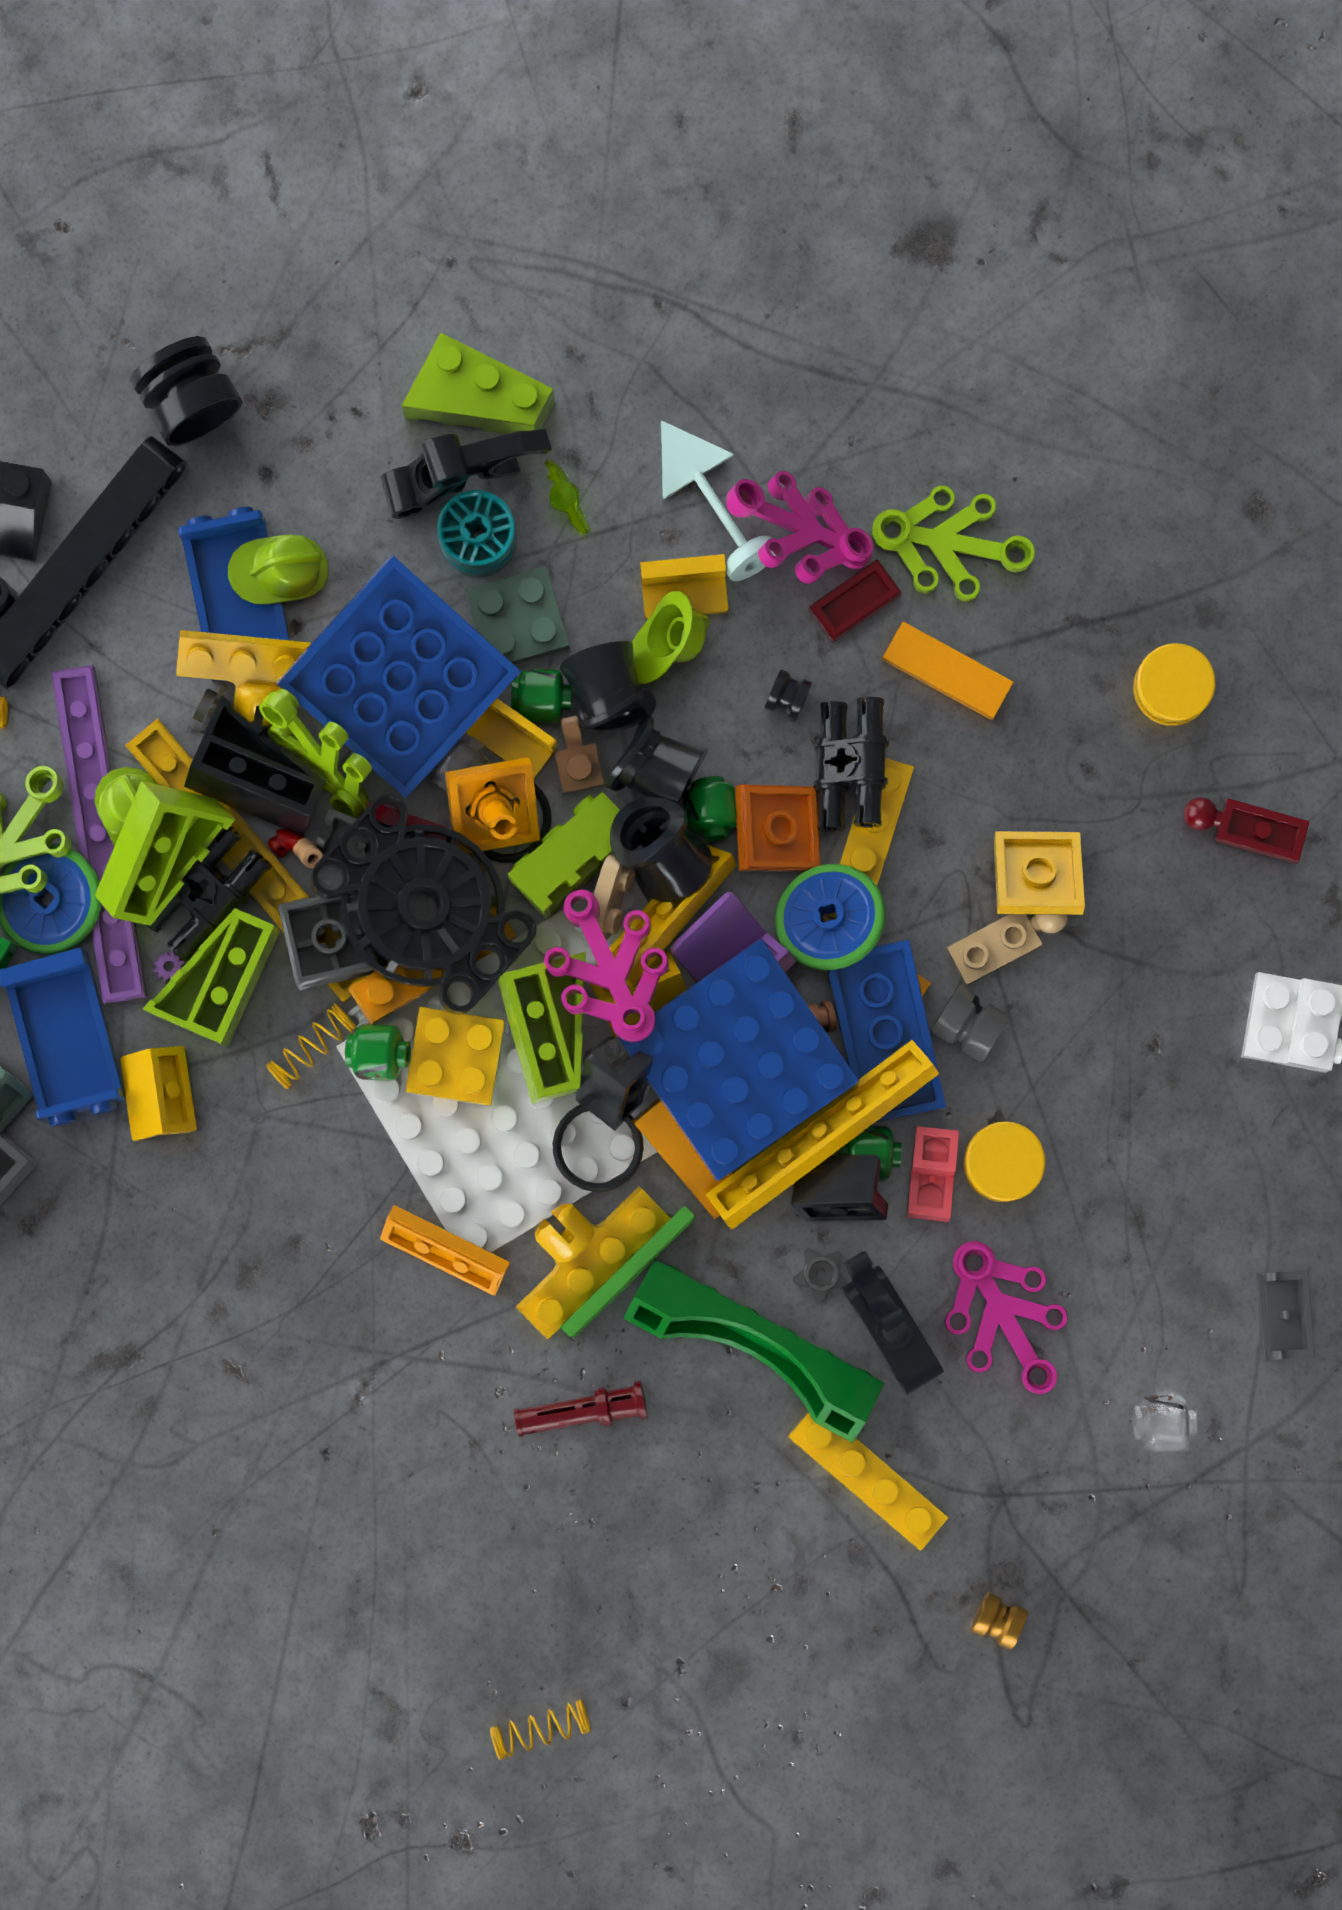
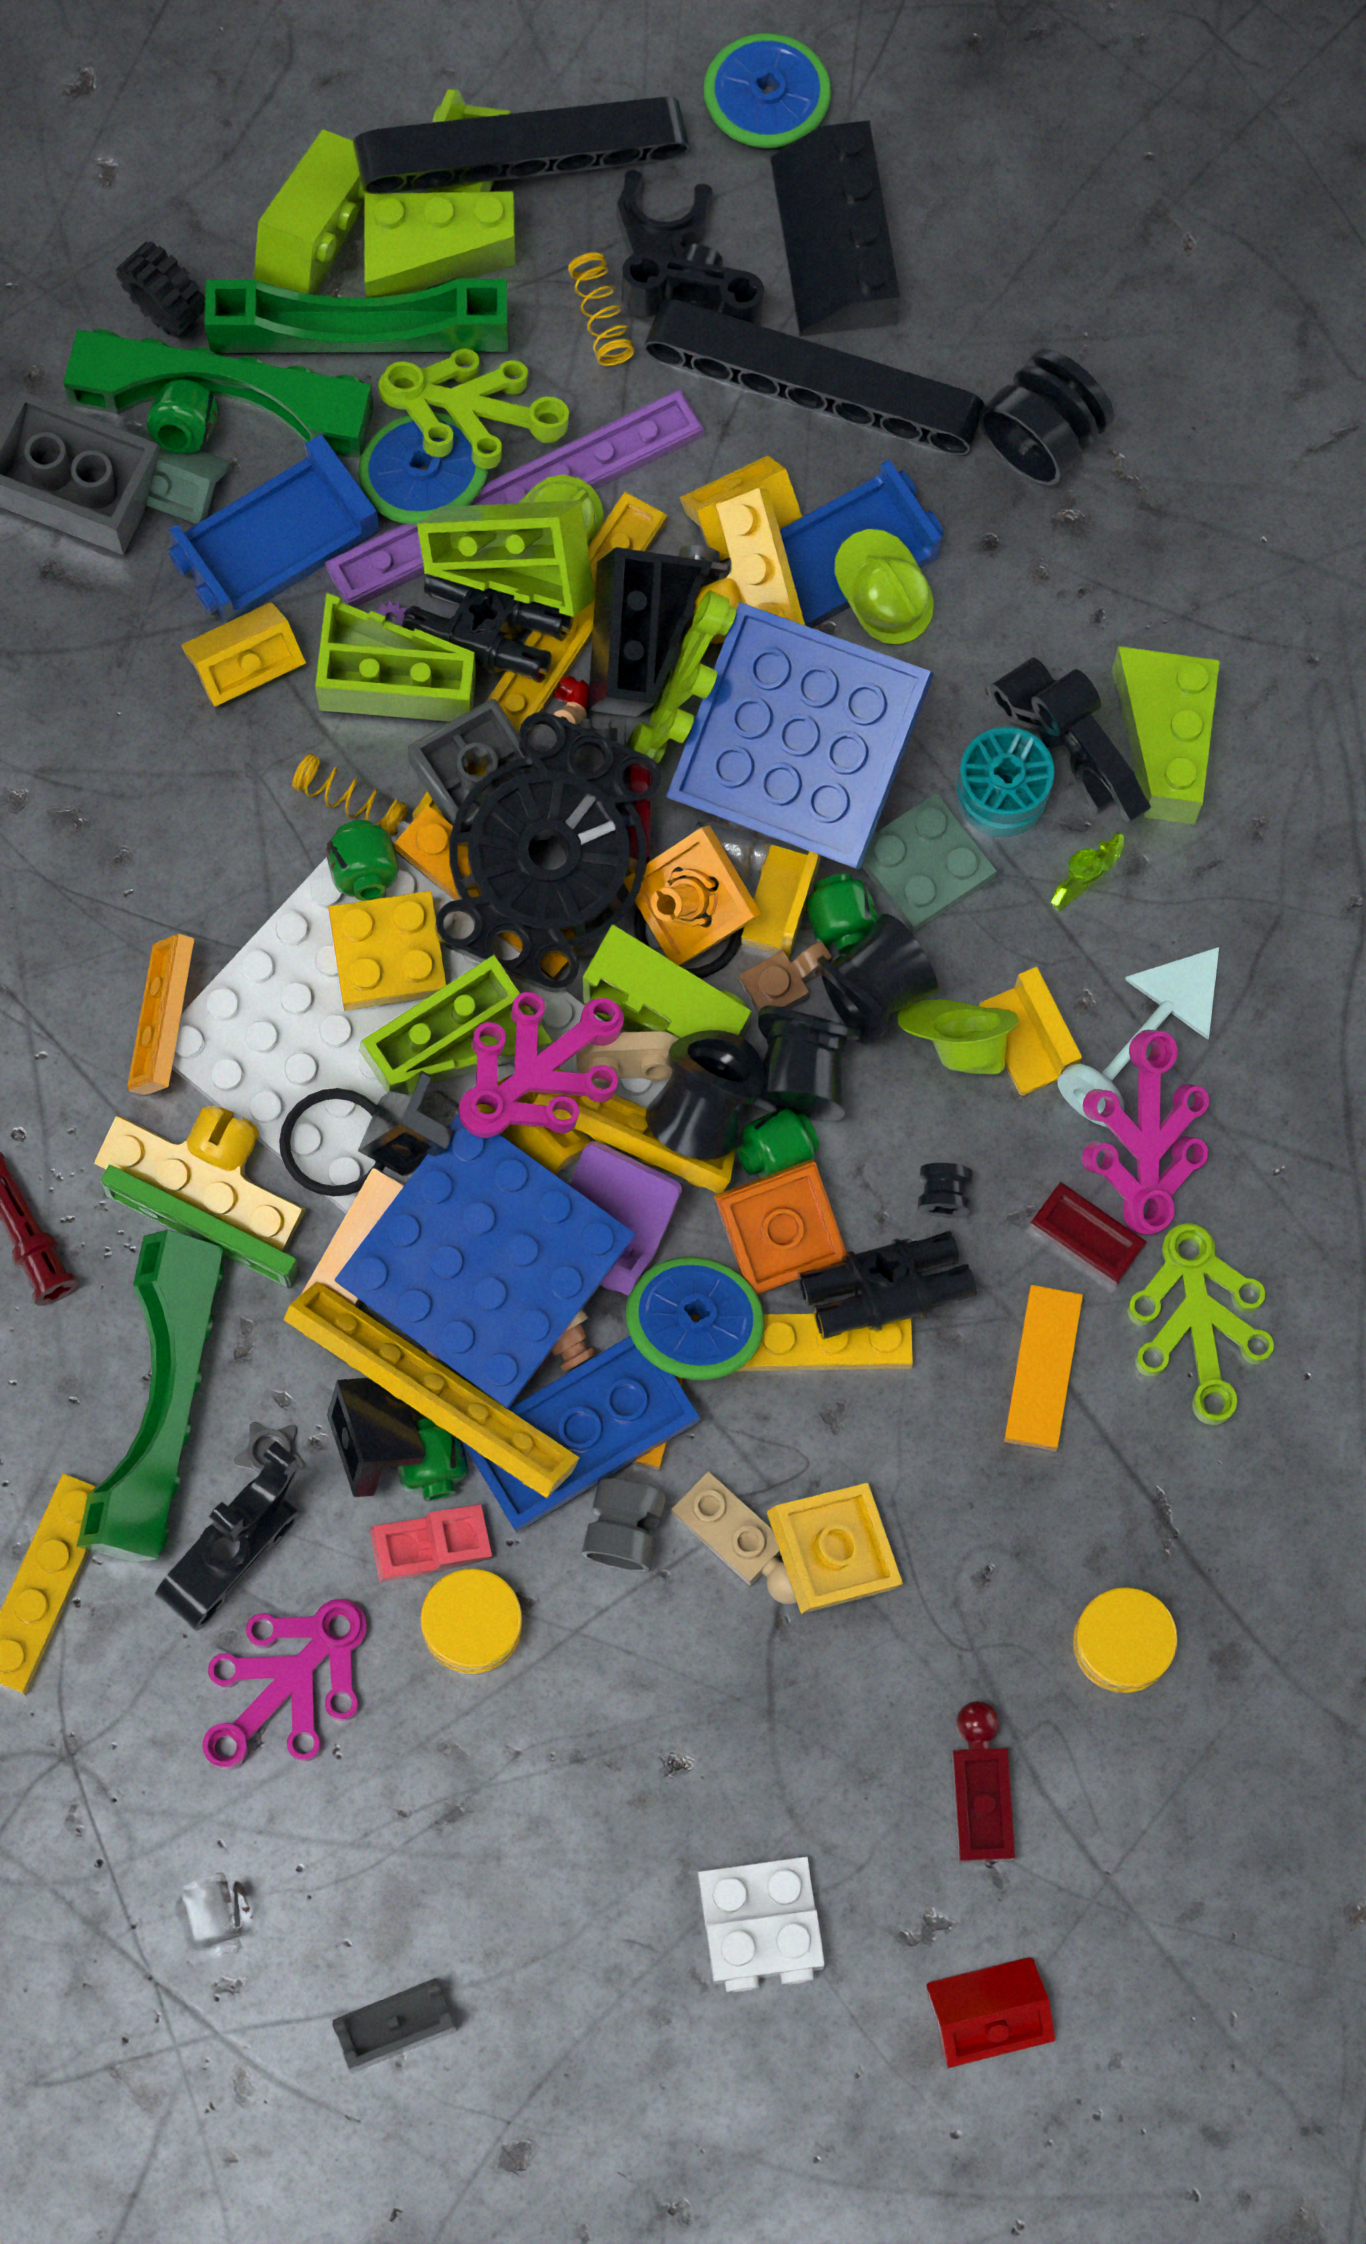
camera: 70 degrees right, 10 degrees down
(157, 656) = (763, 473): none -> yellow panel

